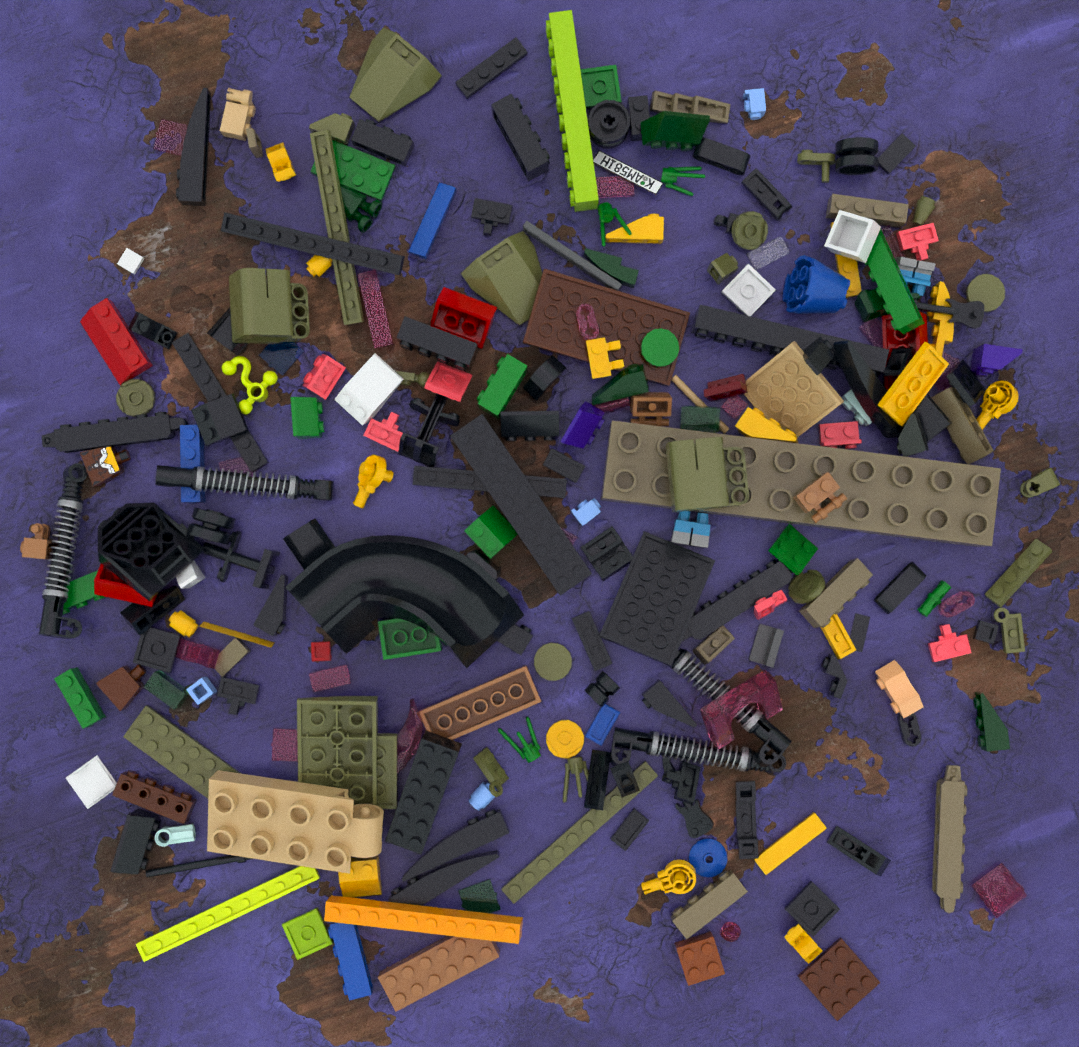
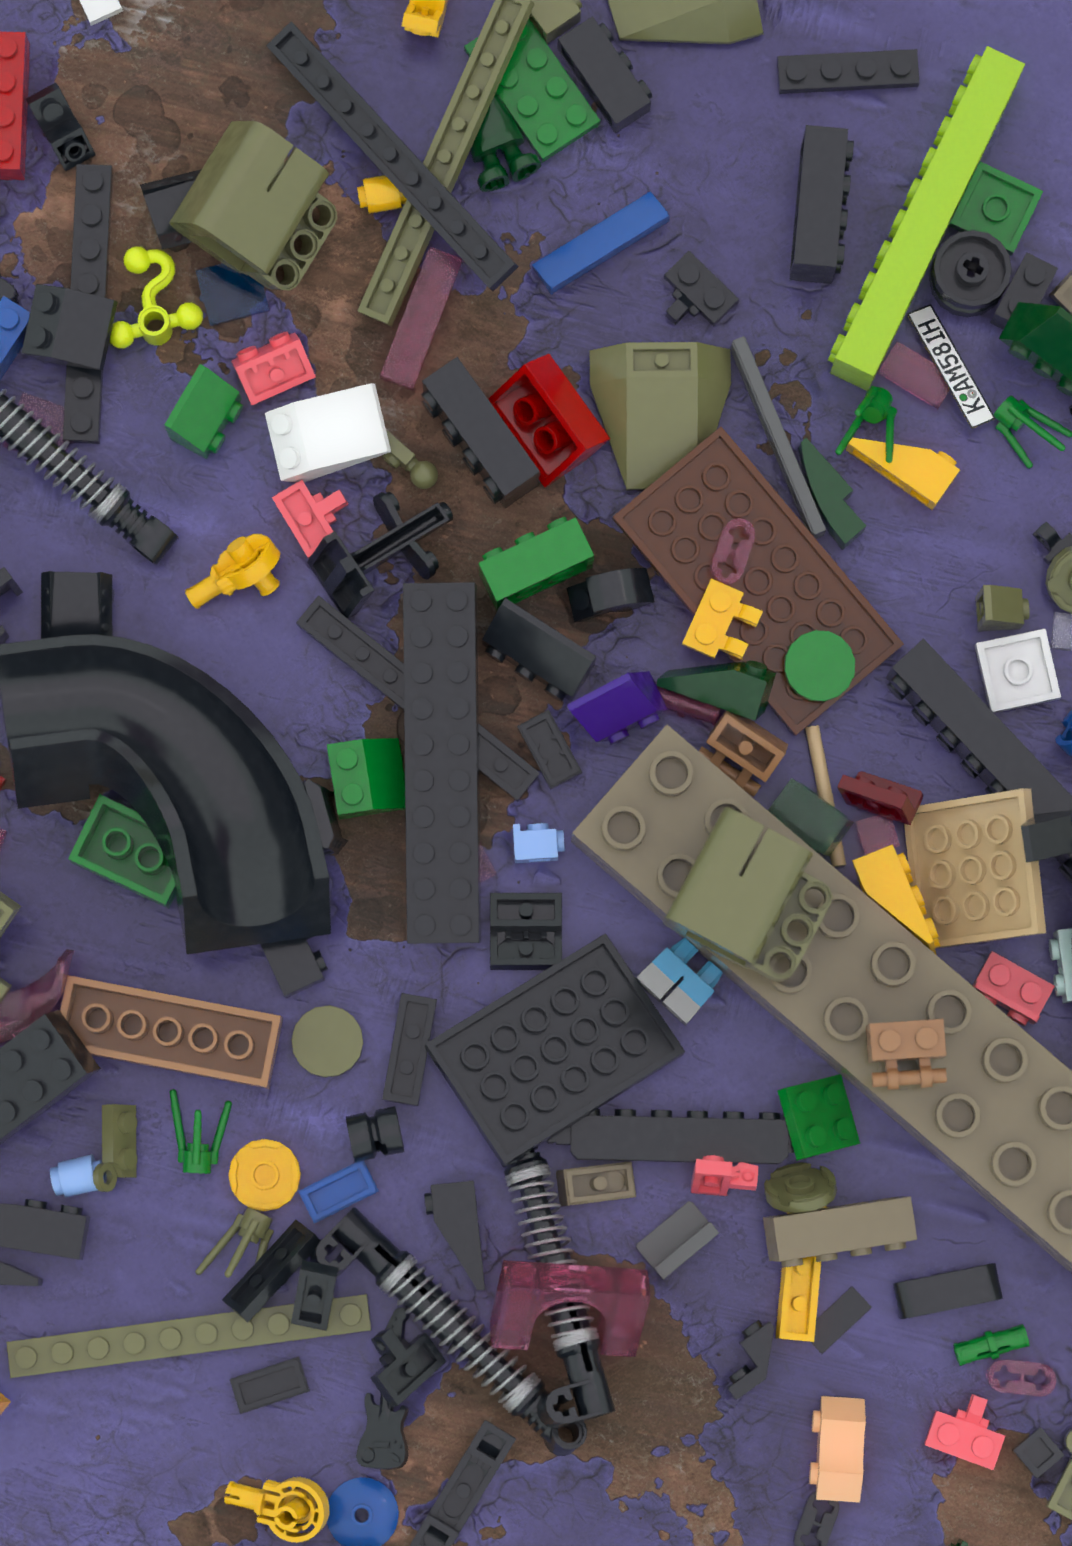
camera: 35 degrees right, 5 degrees down
(448, 381) = (458, 502): coral plate -> none

